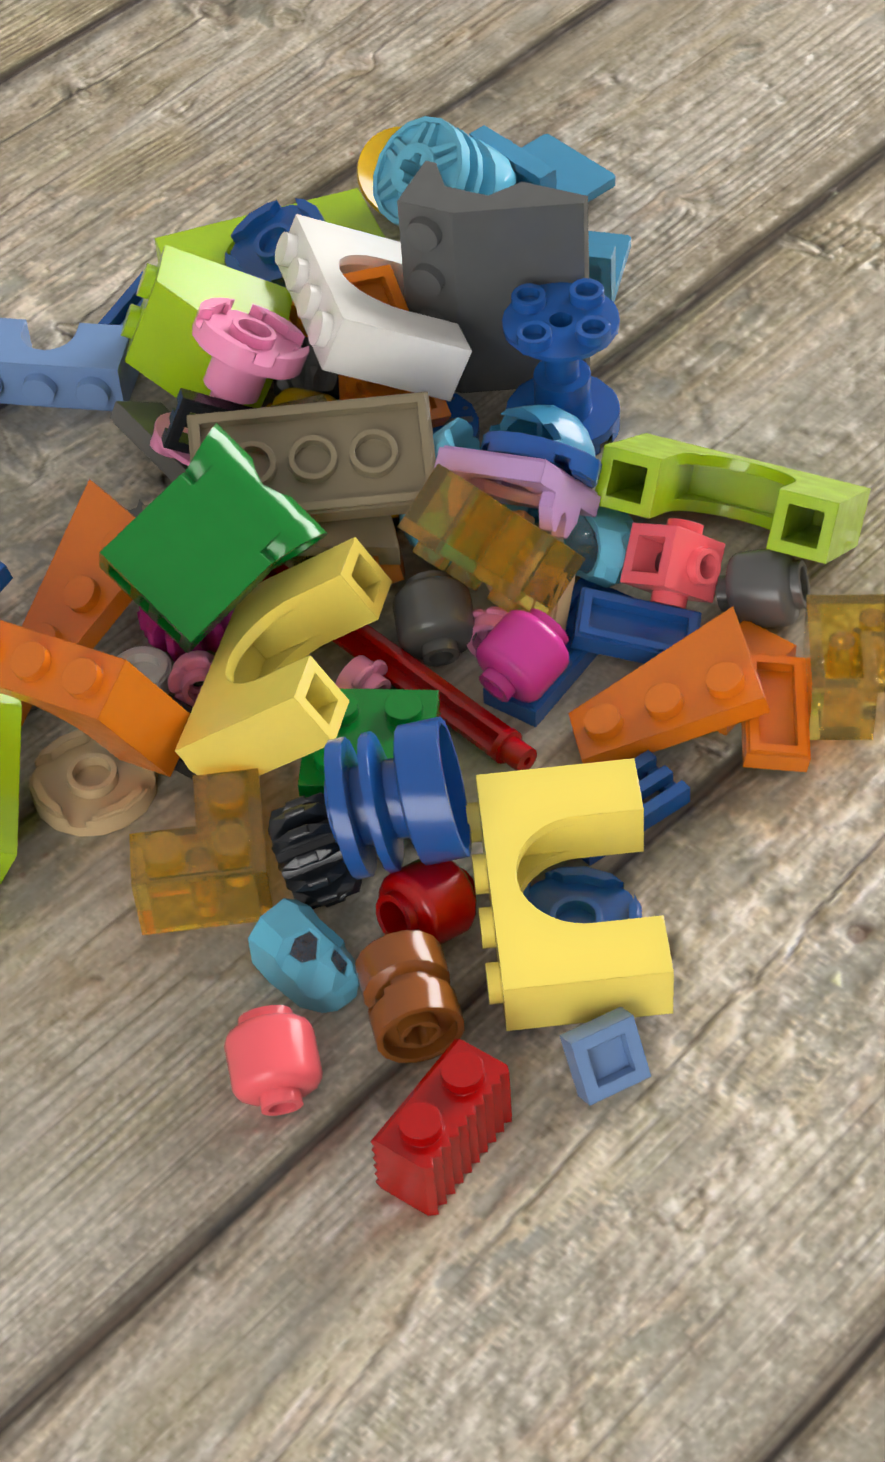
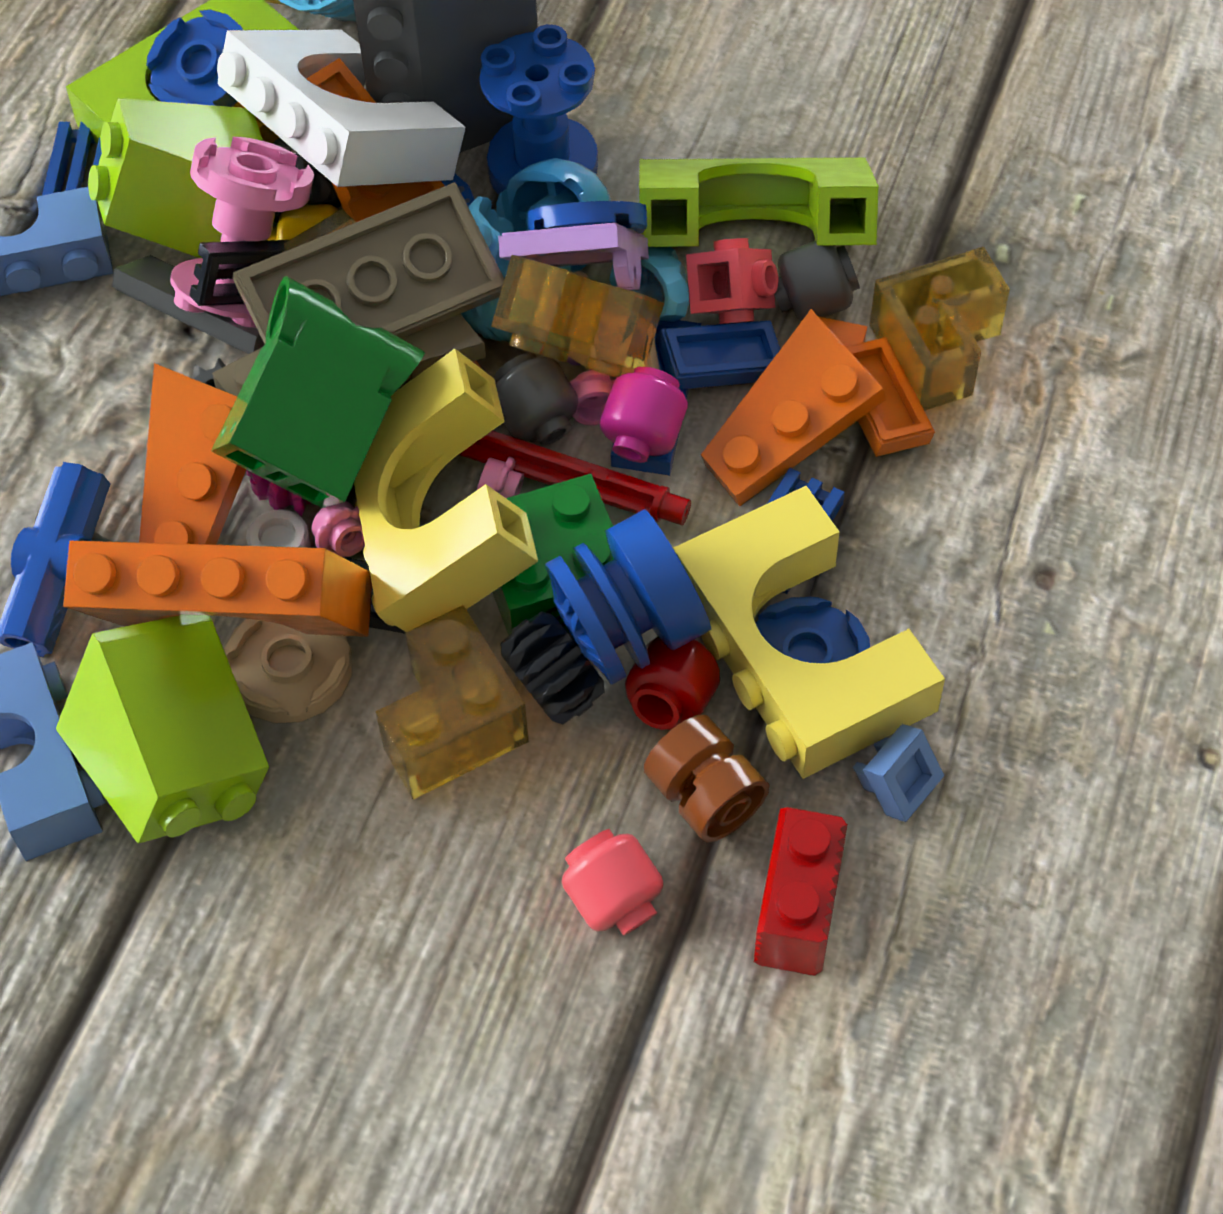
camera: 25 degrees left, 10 degrees up
(303, 957) = (587, 773): medium azure rock -> none

